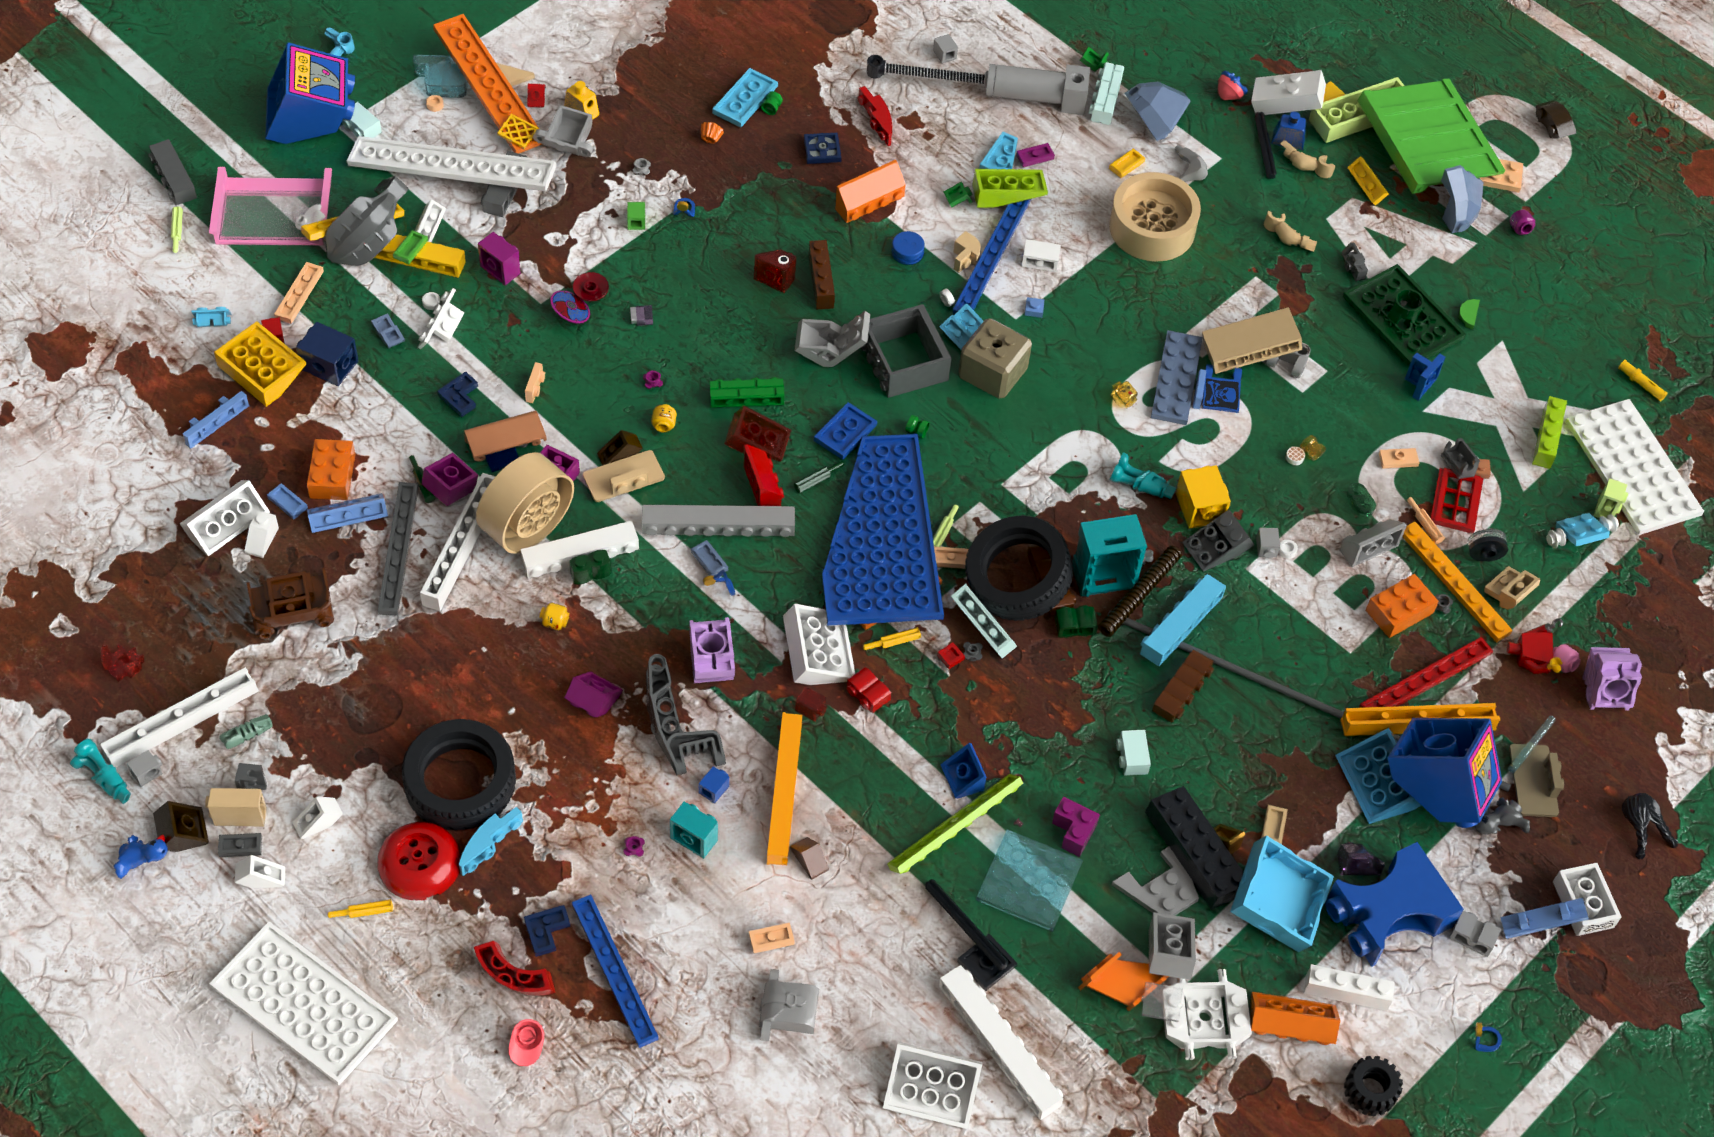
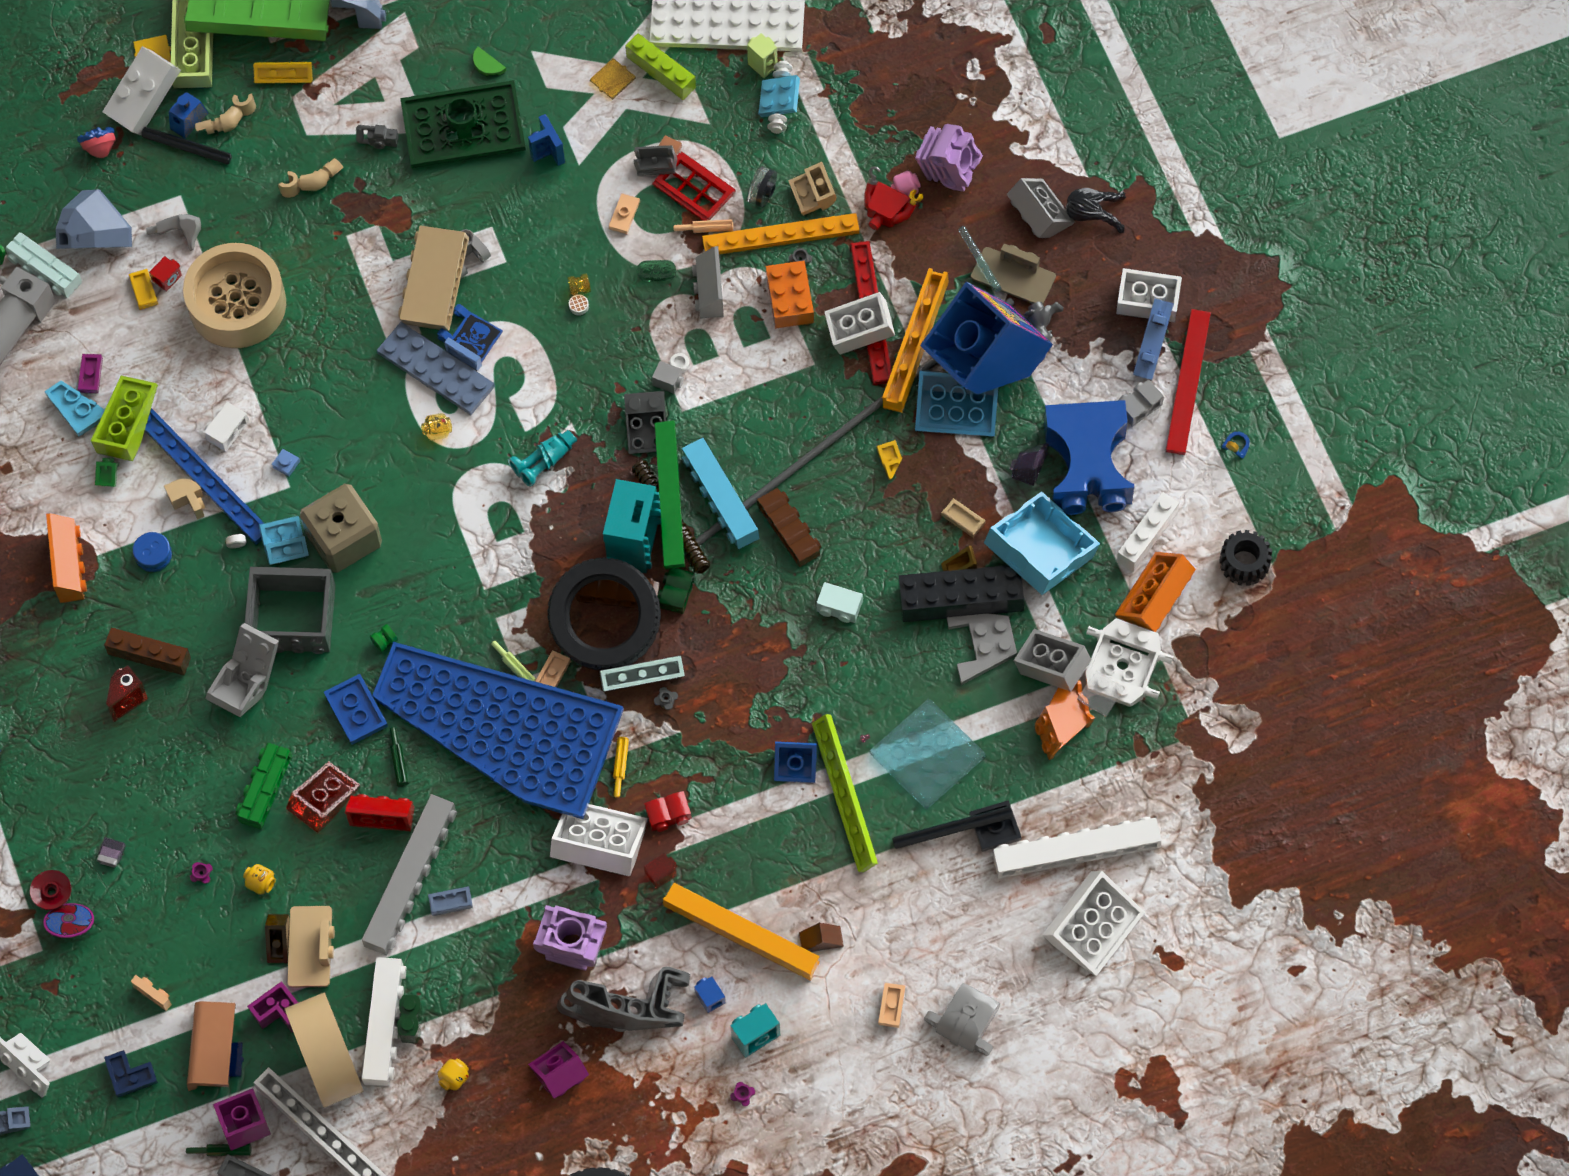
camera: 60 degrees left, 10 degrees up
(615, 971) = (865, 1158): blue plate -> none
(710, 580) = (478, 894): blue piece -> none
(950, 655) = (662, 720): red plate -> none
(1078, 823) = (893, 683): magenta brick -> none
(1148, 165) = (165, 273): none -> red brick
(1157, 578) = (669, 494): none -> green tile
(1202, 495) = (593, 410): yellow brick -> none
(1297, 744) = (890, 457): none -> yellow slope
(1406, 666) = (859, 323): none -> white brick
(1516, 405) = (612, 78): none -> clear yellow piece
(1523, 970) = (1188, 382): none -> red tile
(1615, 775) = (1039, 207): none -> light grey slope

